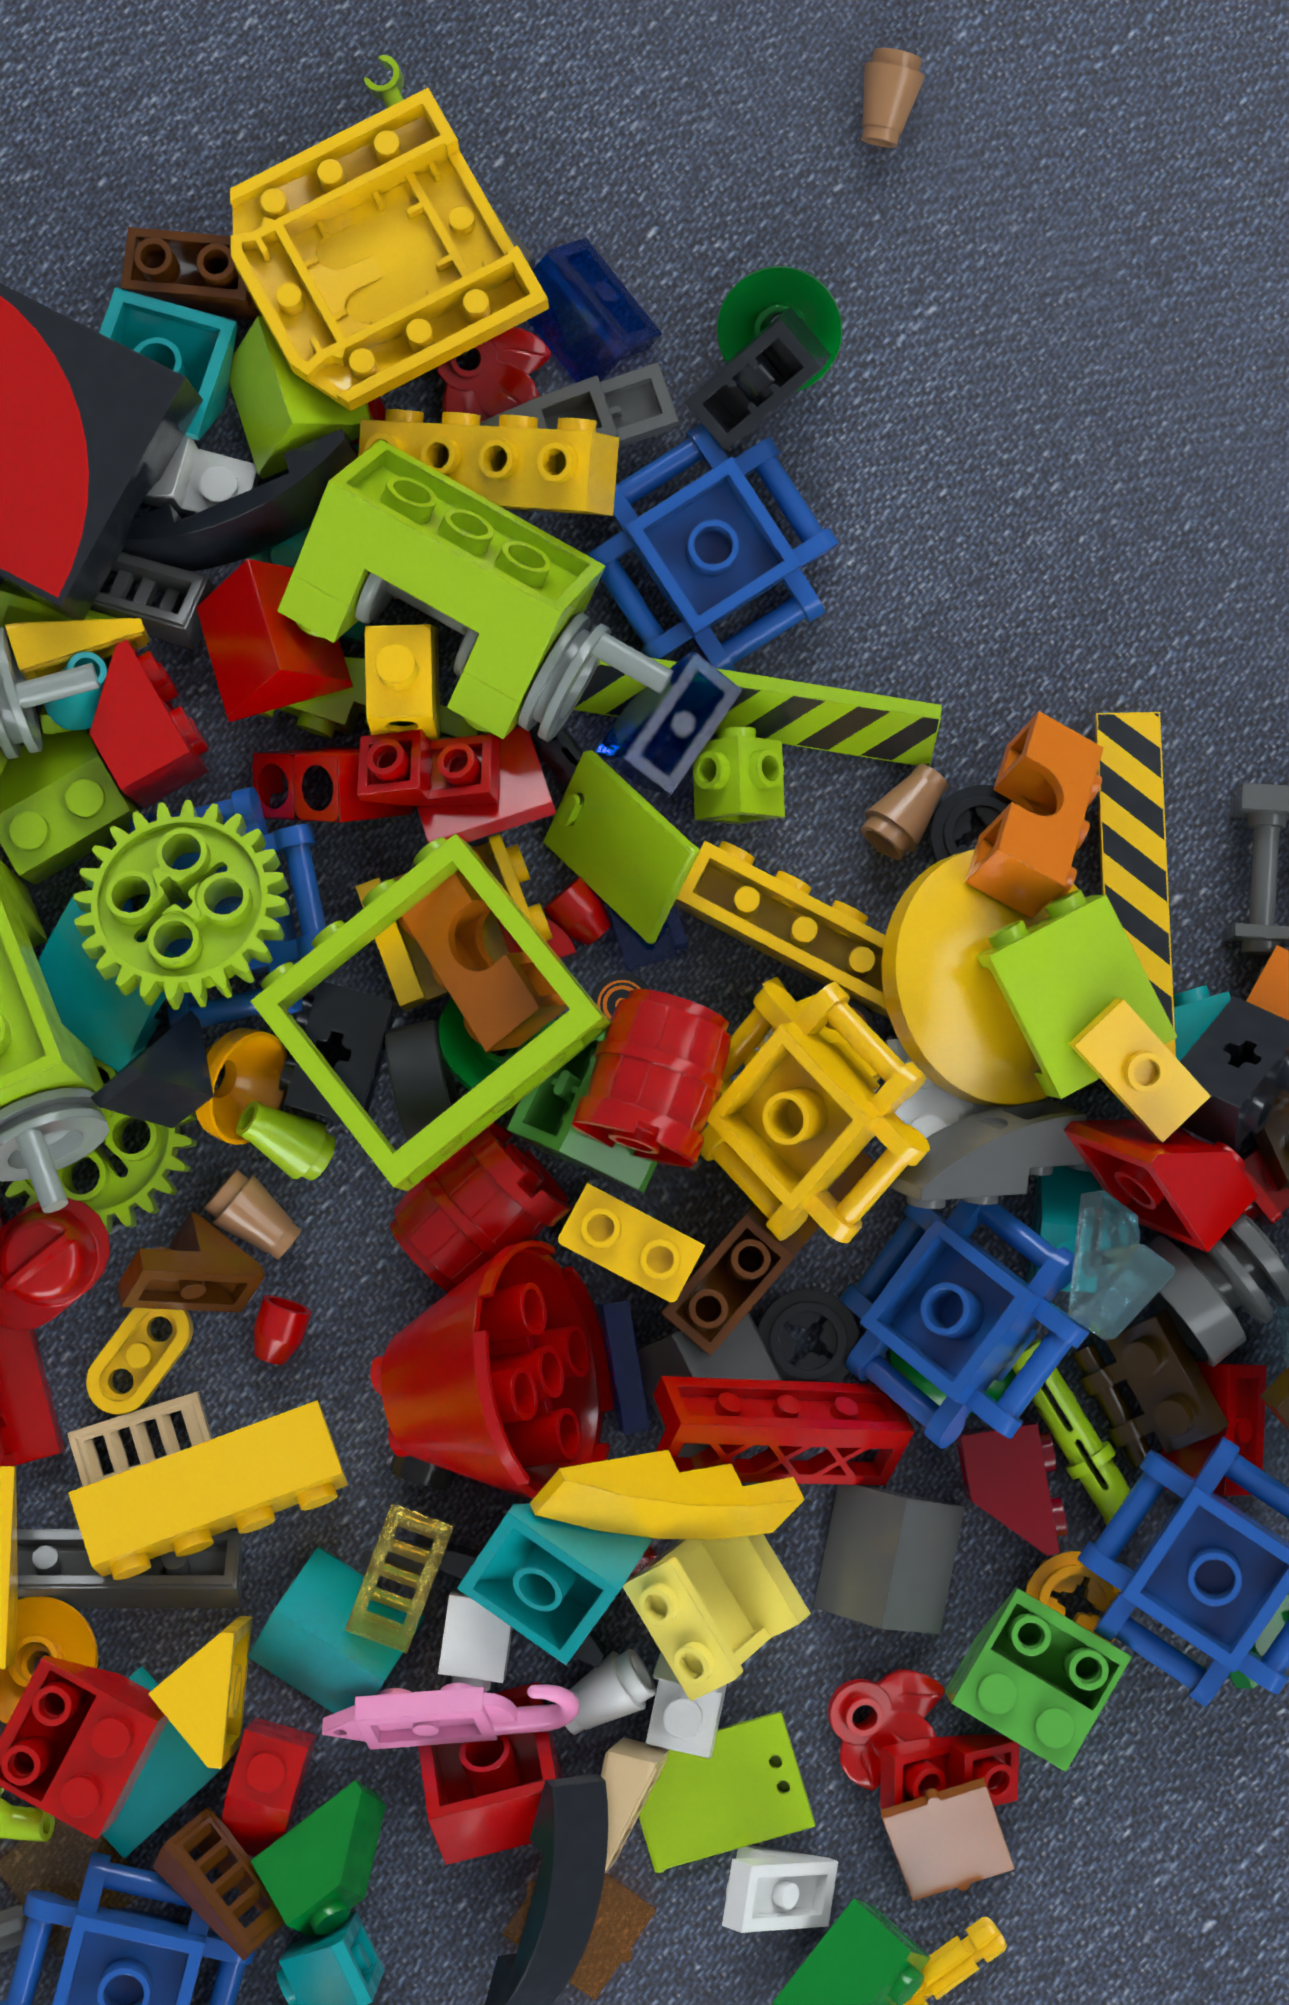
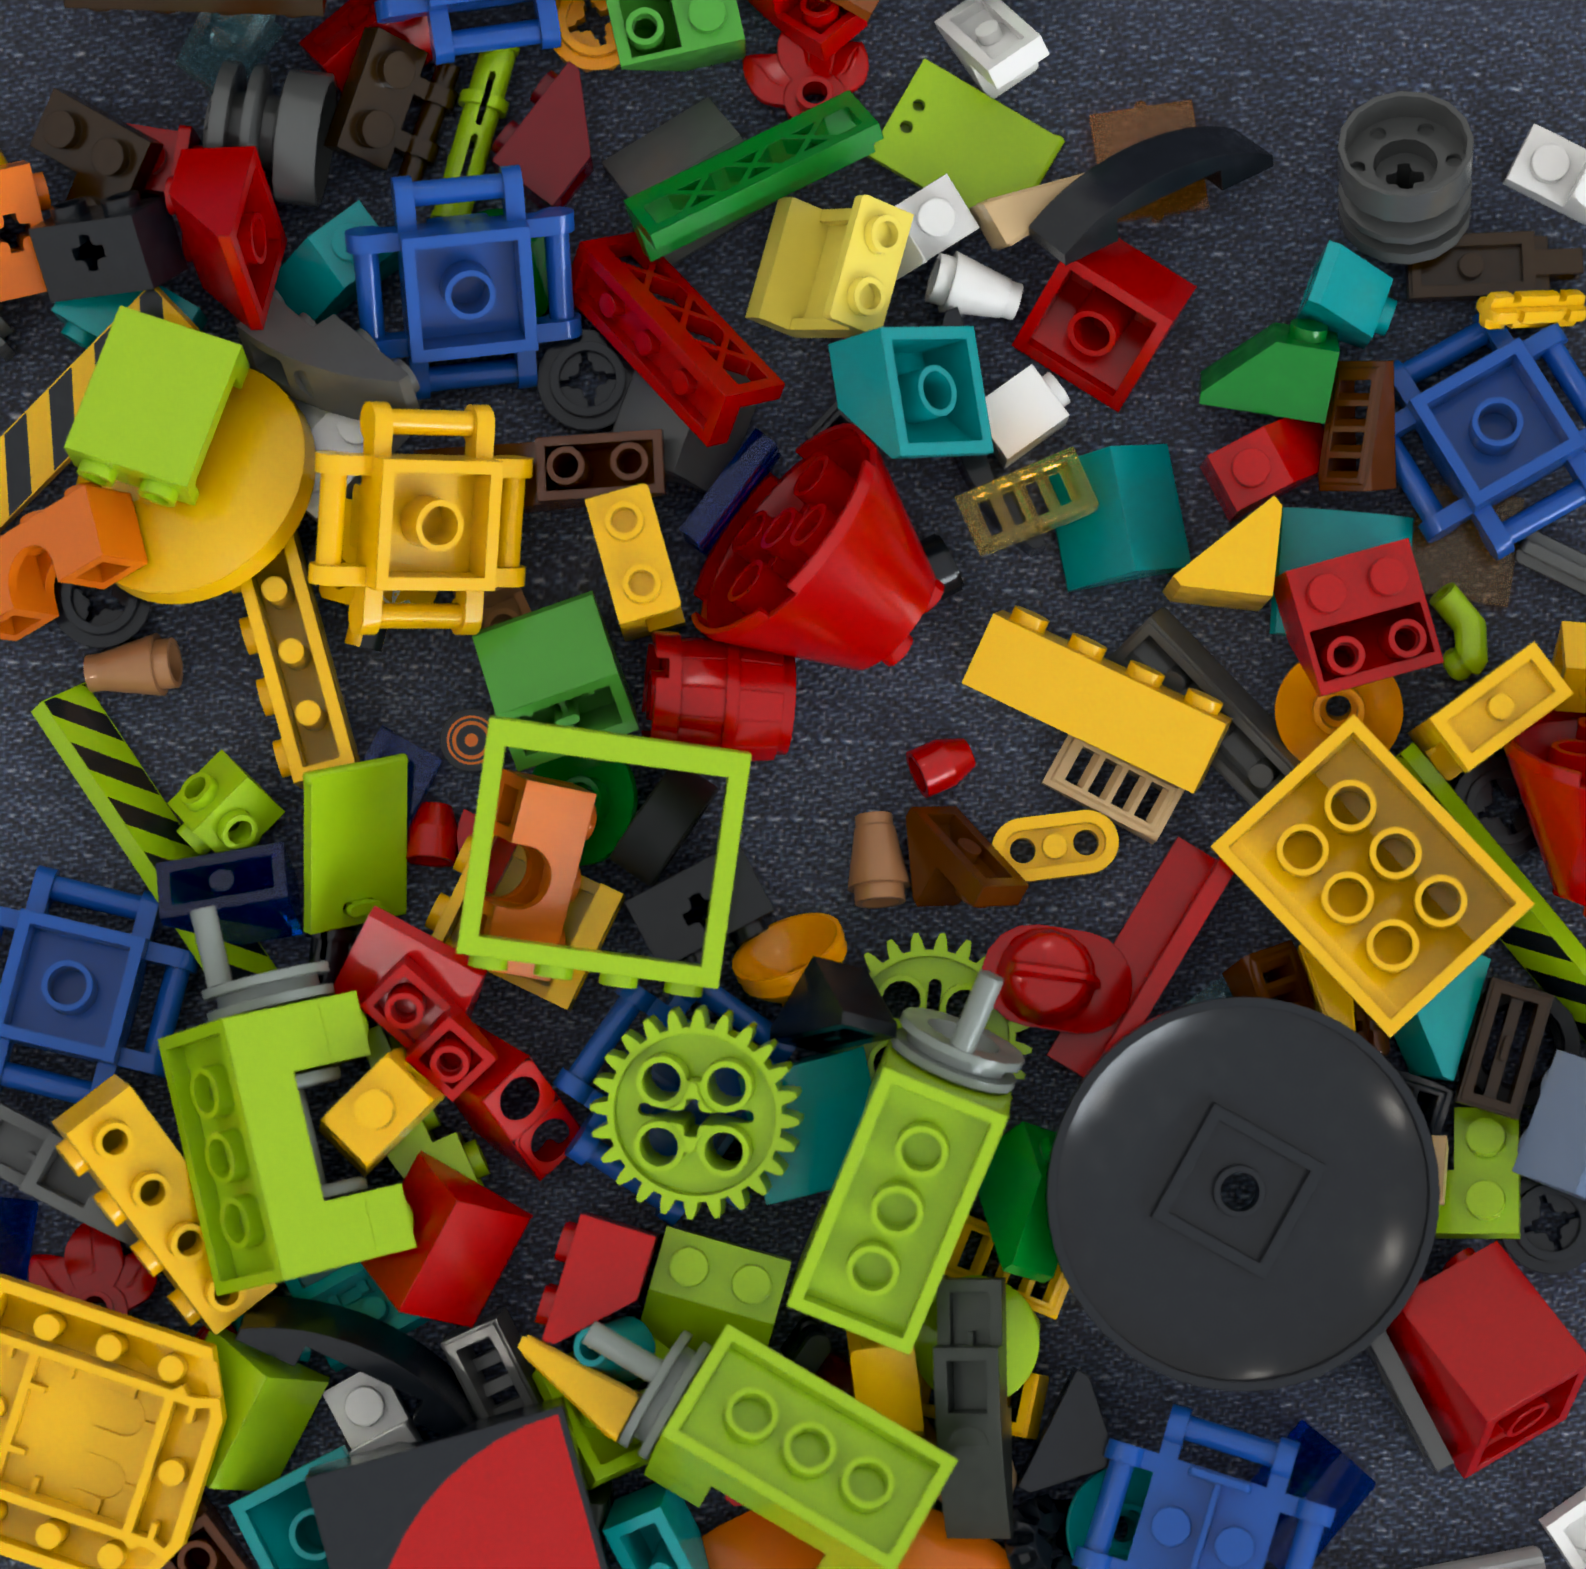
camera: 140 degrees left, 0 degrees up
(289, 1140) = (798, 884): lime cone -> none
(448, 1716) = (1092, 380): bright pink plate -> none
(653, 1500) = (794, 362): yellow slope -> none
(656, 1077) = (498, 647): red piece -> none
(843, 1611) = (752, 174): none -> green fence
(1110, 1268) = (334, 201): clear light blue slope -> none
(1139, 1069) = (169, 308): yellow plate -> none

